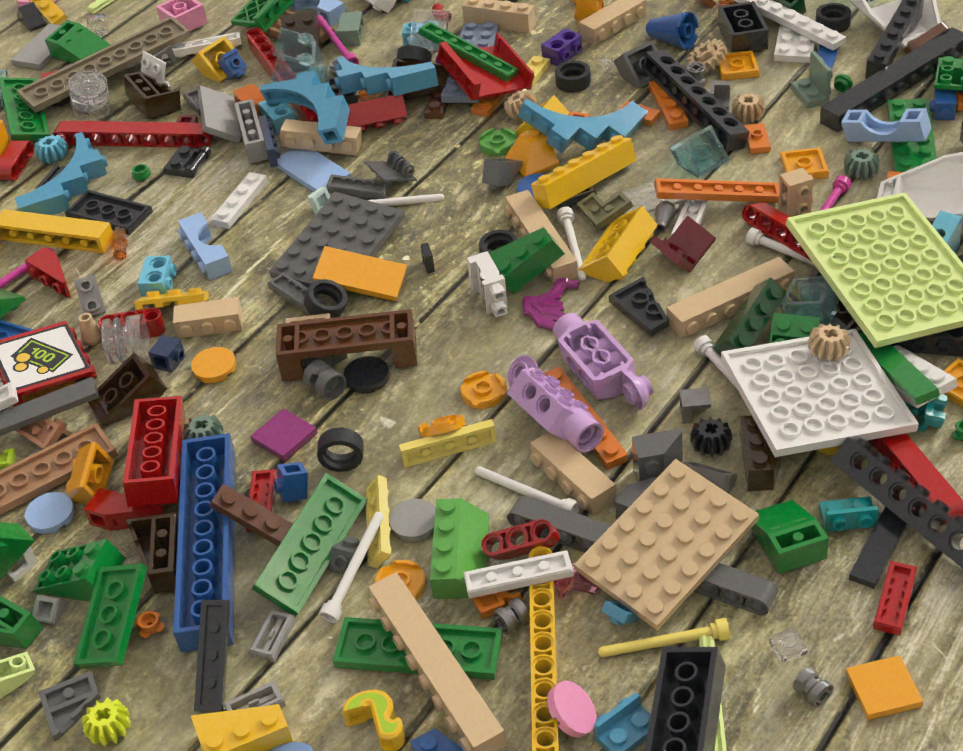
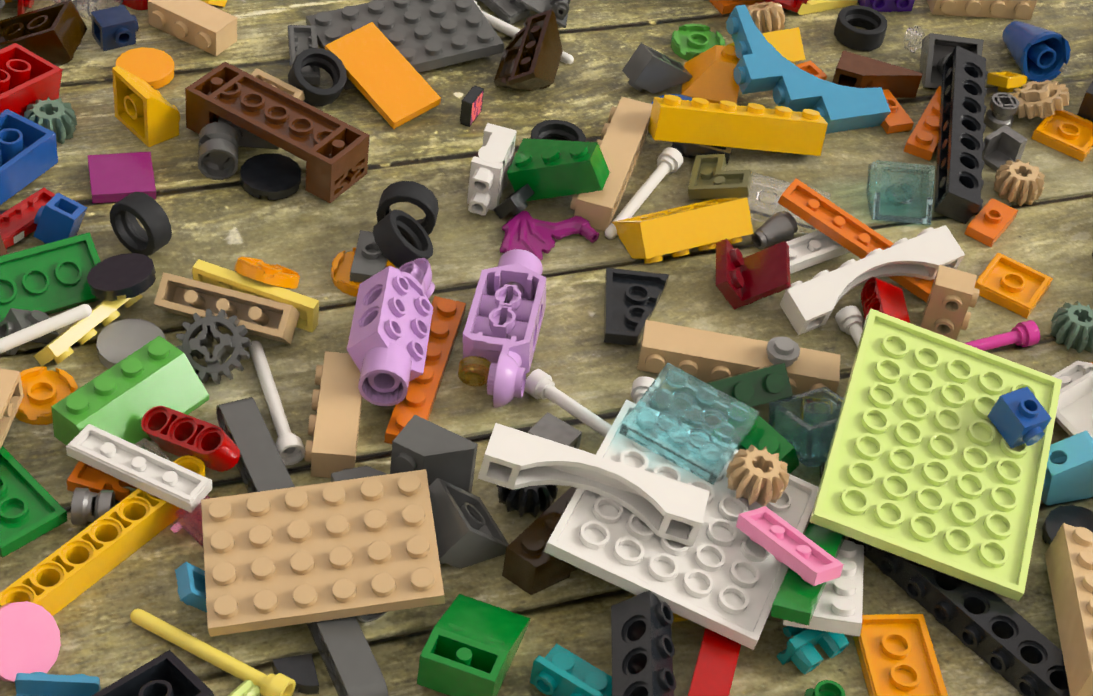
camera: 25 degrees right, 0 degrees up
(251, 387) = (143, 109): none -> yellow slope
(373, 483) = (121, 275): none -> black tile
(423, 207) = (531, 55): none -> dark brown wedge
(446, 459) = (257, 314): none -> tan brick
(459, 477) = (226, 345): none -> dark grey gear
(481, 346) = (412, 193): none -> black tyre
(483, 377) = (367, 258): none -> dark grey plate
(491, 355) = (402, 238): none -> black tyre
(516, 294) = (515, 202): none -> black plate
(610, 397) = (474, 370): none -> clear yellow tile
(612, 98) = (866, 72): none -> reddish brown slope
(657, 380) = (541, 386): none -> white piece
(680, 55) = (1006, 80): none -> yellow plate
(716, 611) = (301, 669): none -> black tile
(734, 234) = (813, 301): none -> white arch
(753, 274) = (782, 351): none -> light grey plate
(765, 340) = (689, 423): none -> clear light blue plate
(808, 388) = (664, 504): none -> white arch
(885, 365) = (789, 546): none -> bright pink plate
(914, 223) = (1019, 417): none -> blue brick

